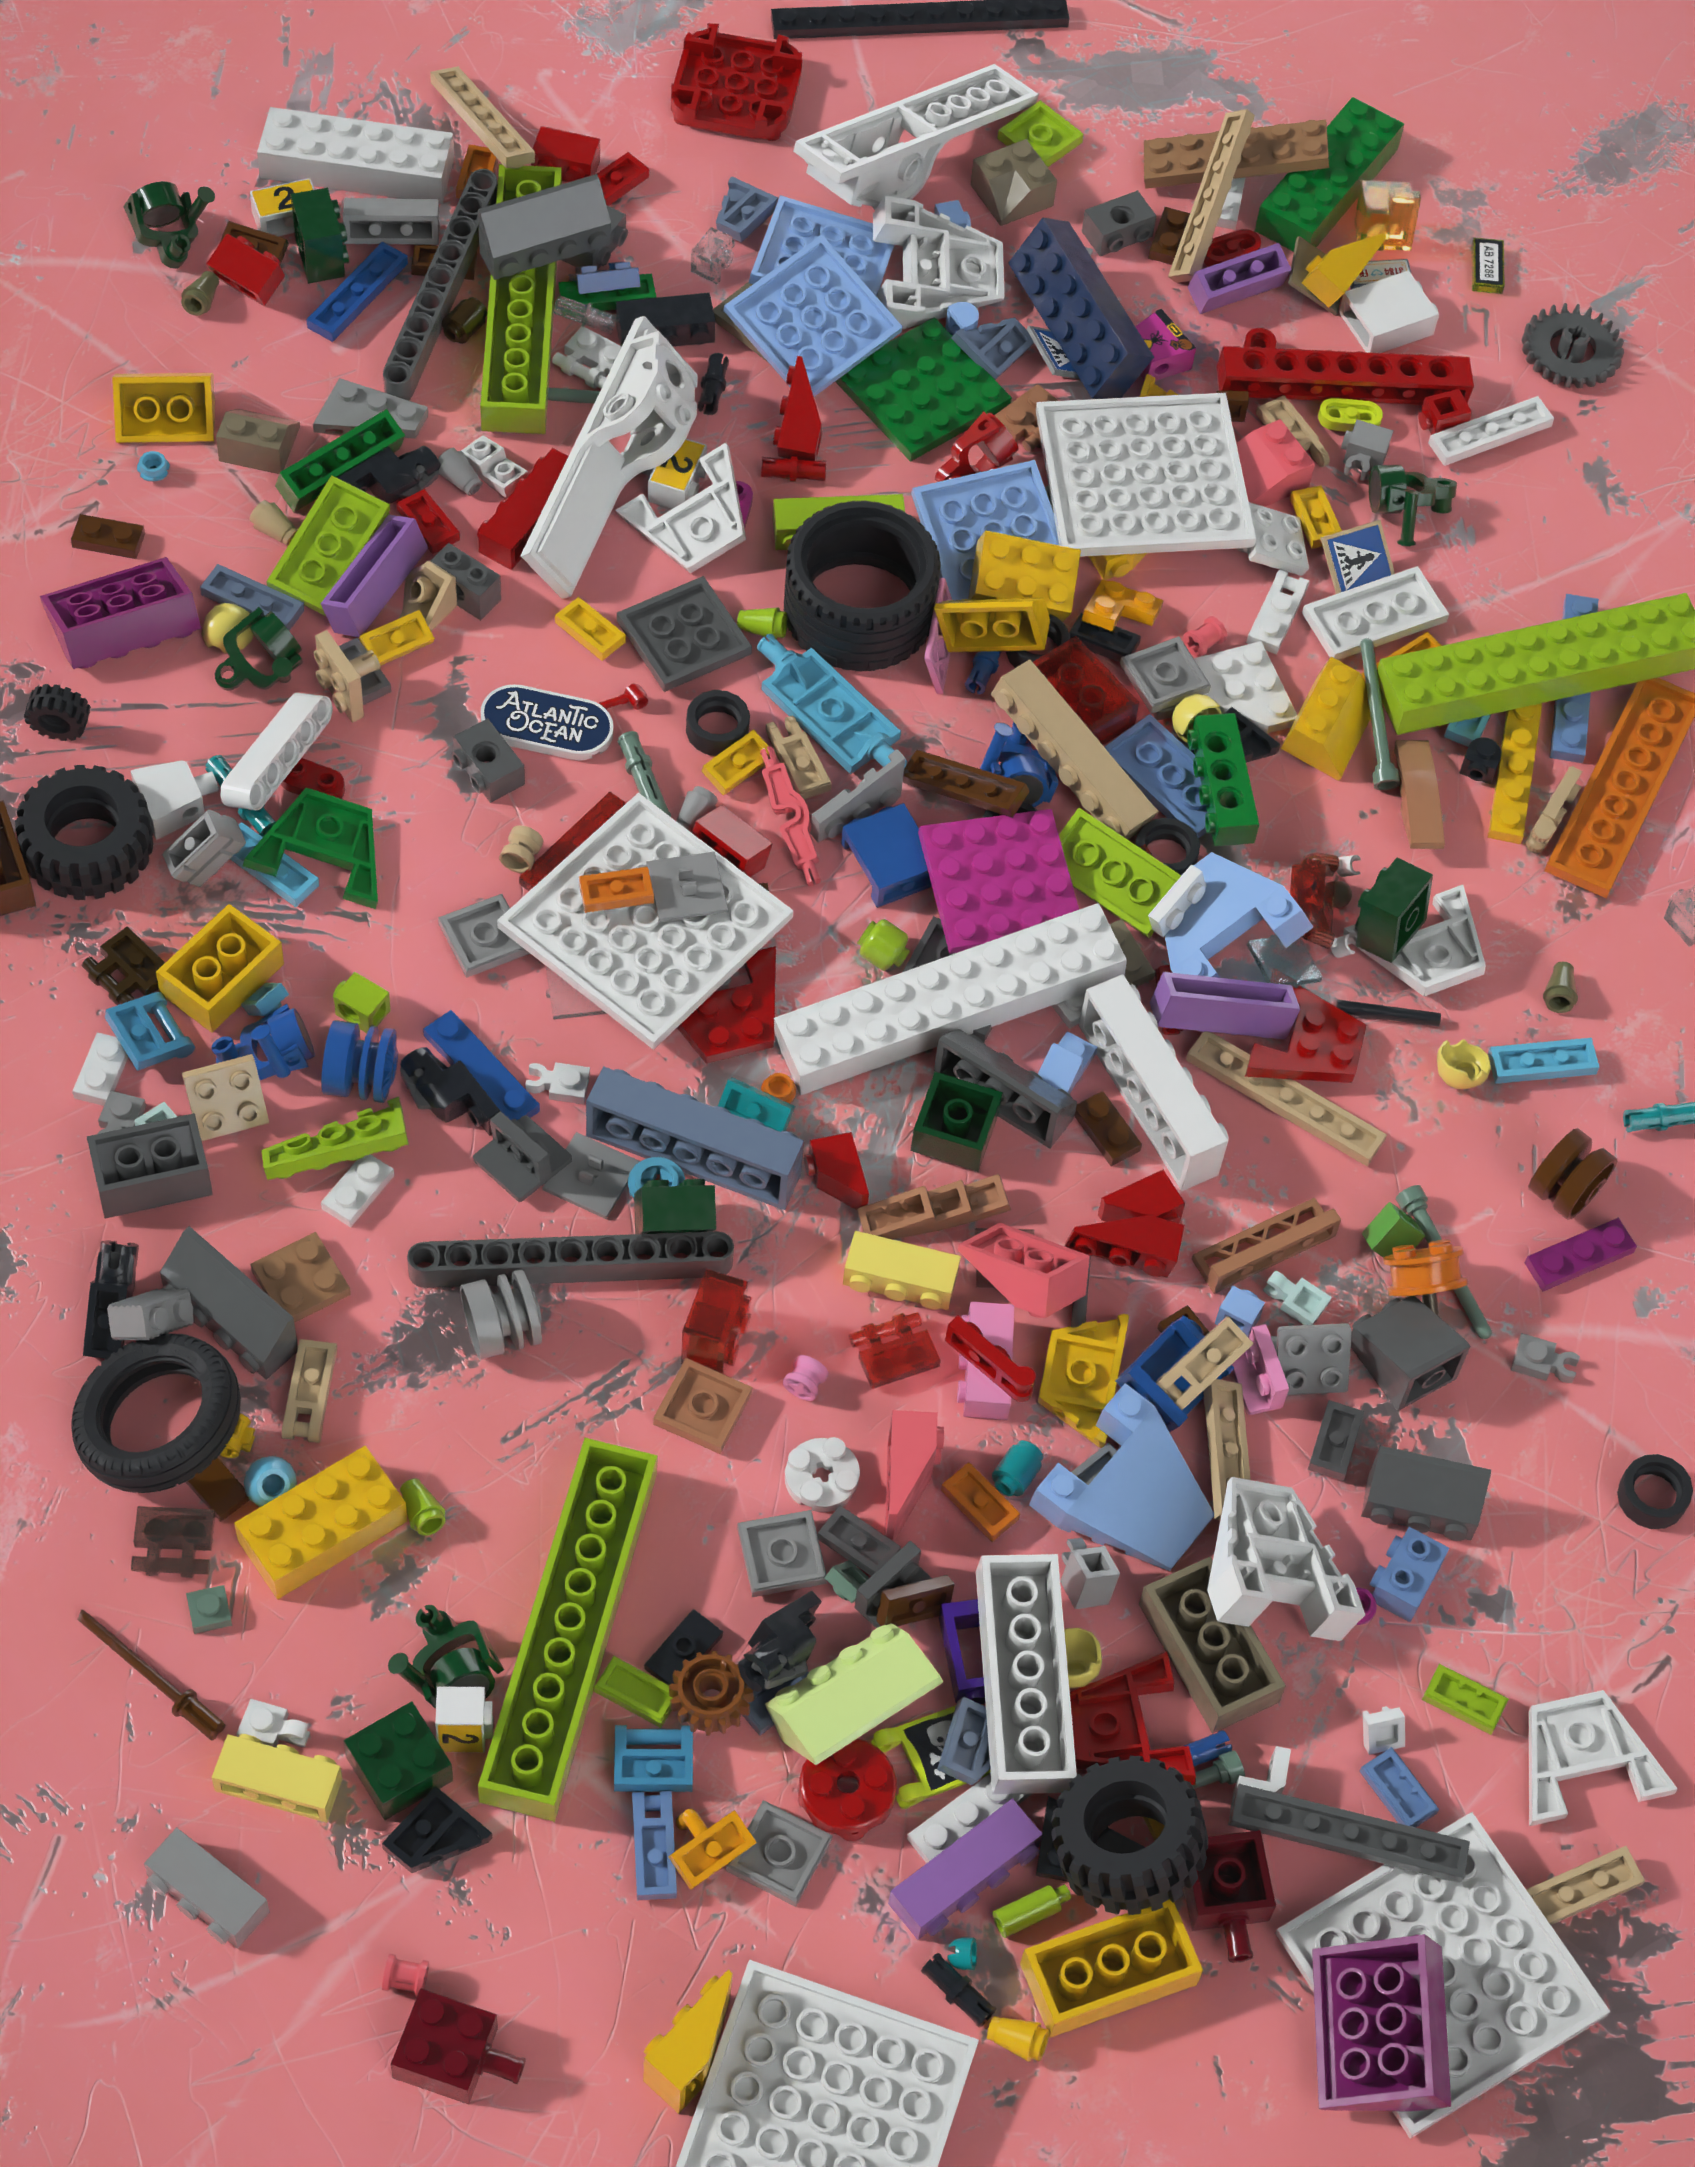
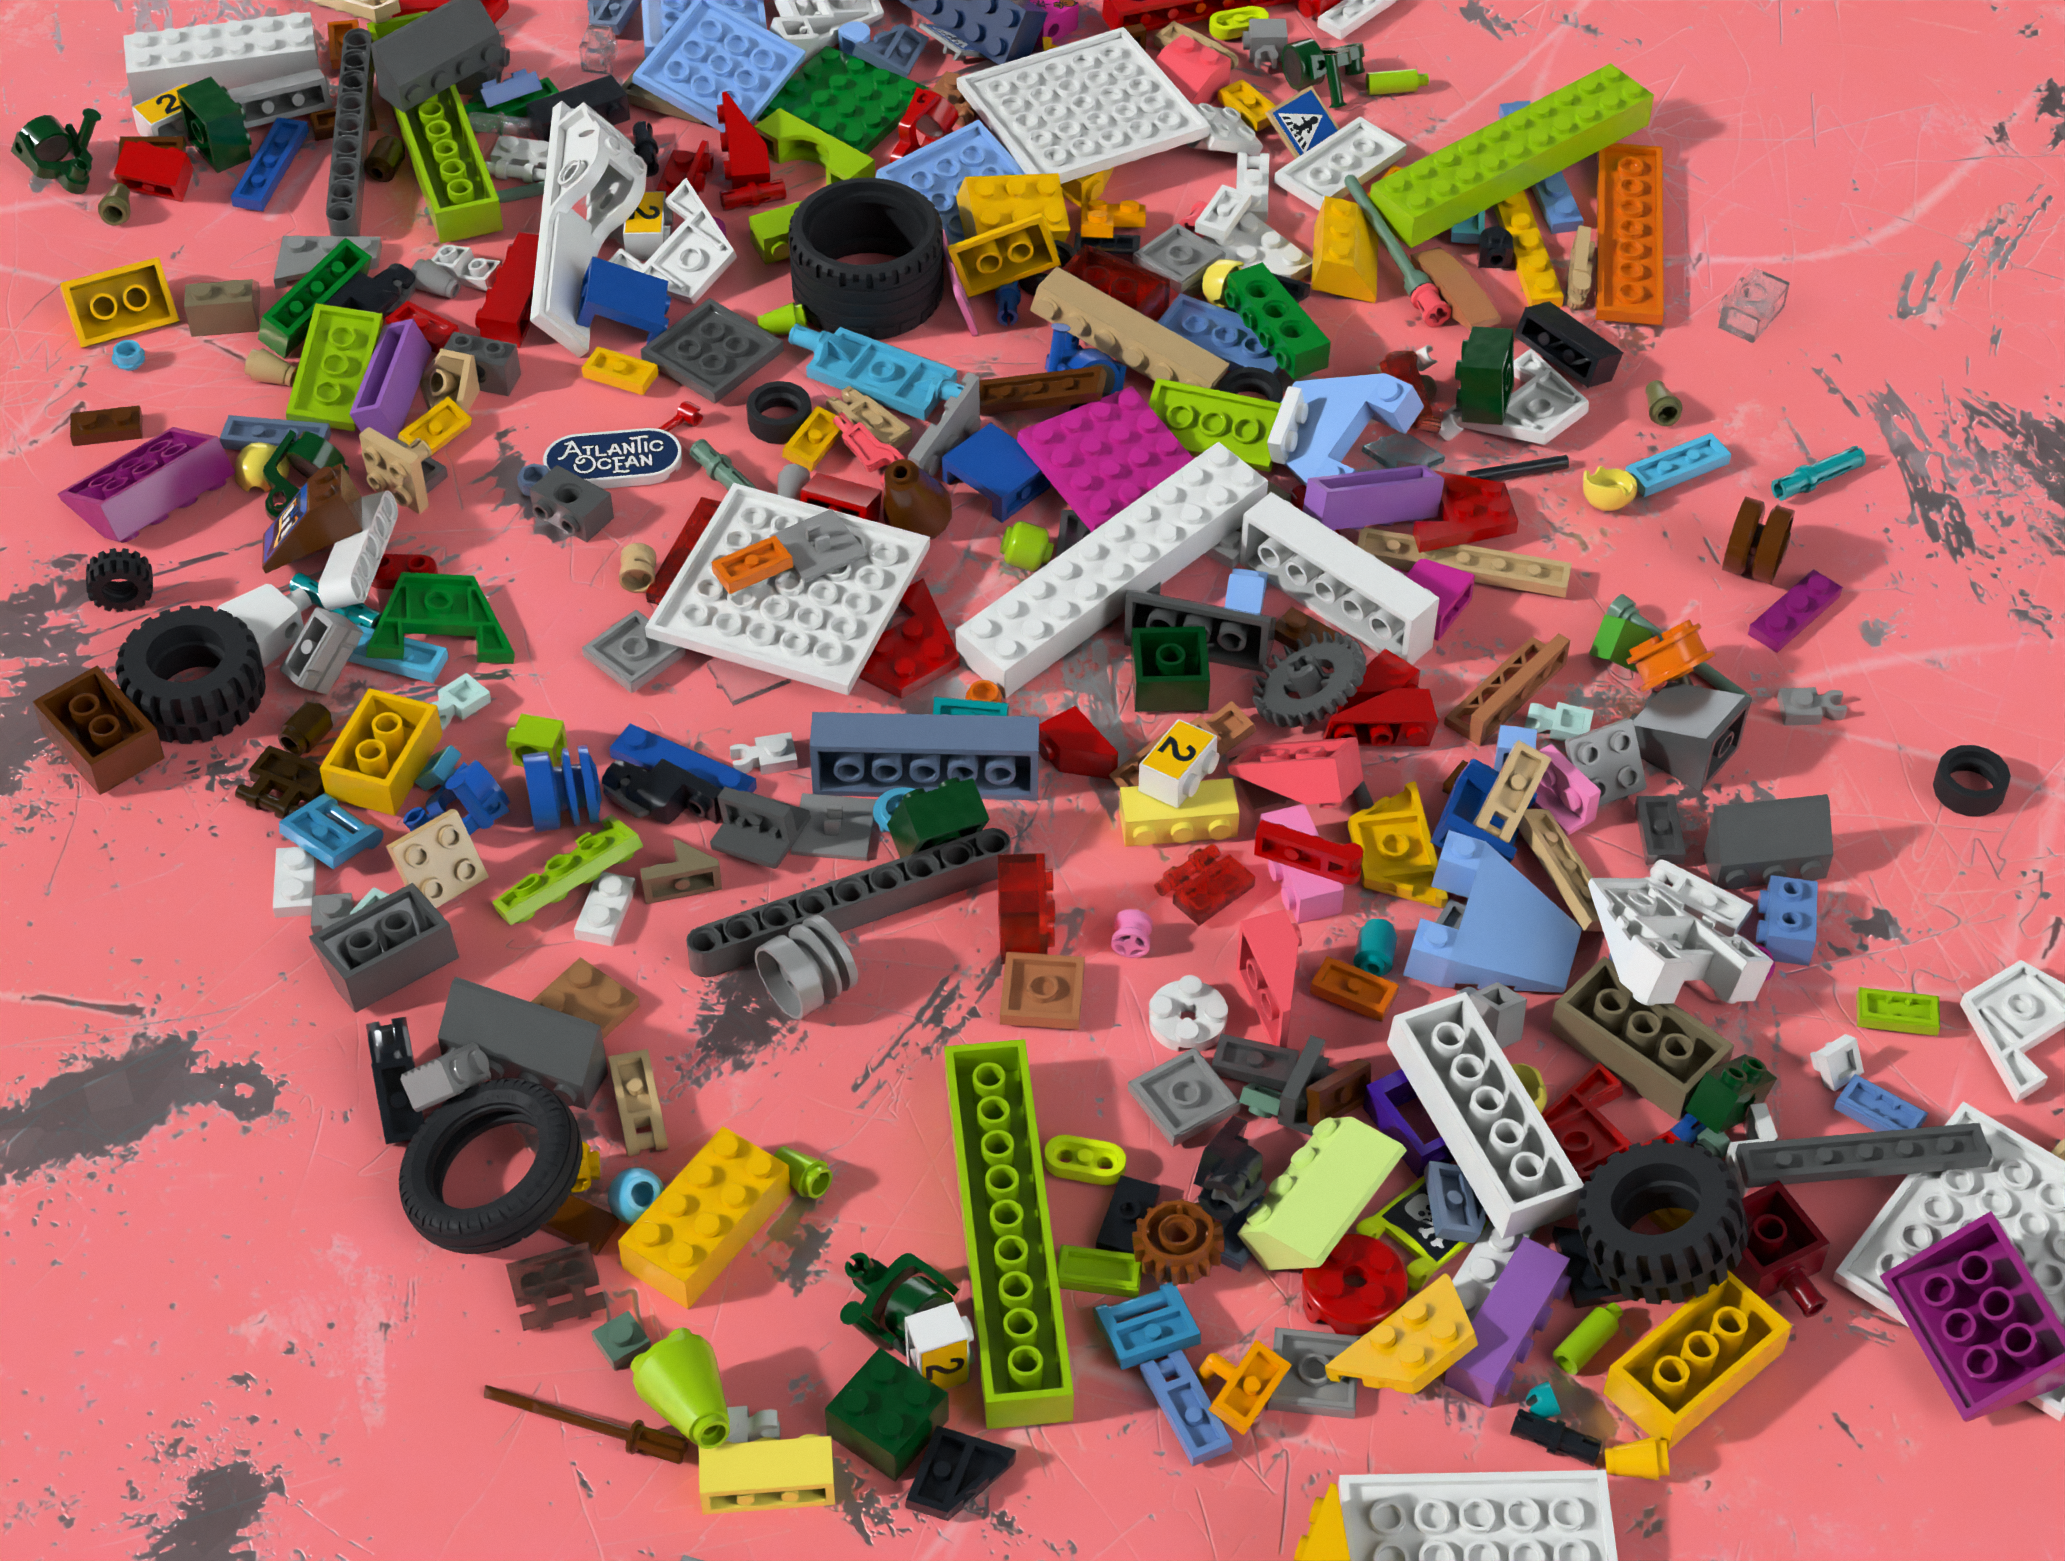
camera: 15 degrees left, 10 degrees down
(165, 919) = (305, 728): none -> dark brown brick
(236, 1678) = (684, 1386): none -> lime cone
(248, 707) = (316, 517): none -> reddish brown slope
(310, 932) = (461, 698): none -> light aqua plate
(440, 1184) = (688, 876): none -> dark tan slope
(464, 718) = (529, 476): none -> sand blue tile
(620, 554) = (623, 297): none -> blue panel
(670, 1584) = (1085, 1159): none -> neon yellow plate
(739, 425) = (687, 165): none -> red bracket
(798, 868) = (915, 500): none -> reddish brown cone
(851, 416) = (794, 139): none -> lime arch
(867, 1861) = (1411, 1343): none -> yellow wing
(913, 1228) = (1178, 763): none -> brick
(1073, 1167) = (1304, 674): none -> dark grey gear
(1228, 639) = (1223, 213): none -> white plate
(1246, 1119) = (1449, 584): none -> dark pink torso
(1260, 1727) = (1729, 1091): none -> dark green brick
(1337, 1522) = (1702, 897): none -> white plate
(1388, 804) = (1433, 308): none -> coral bush
(1474, 534) = (1395, 81): none -> lime cylinder
(1499, 894) = (1568, 344): none -> black brick

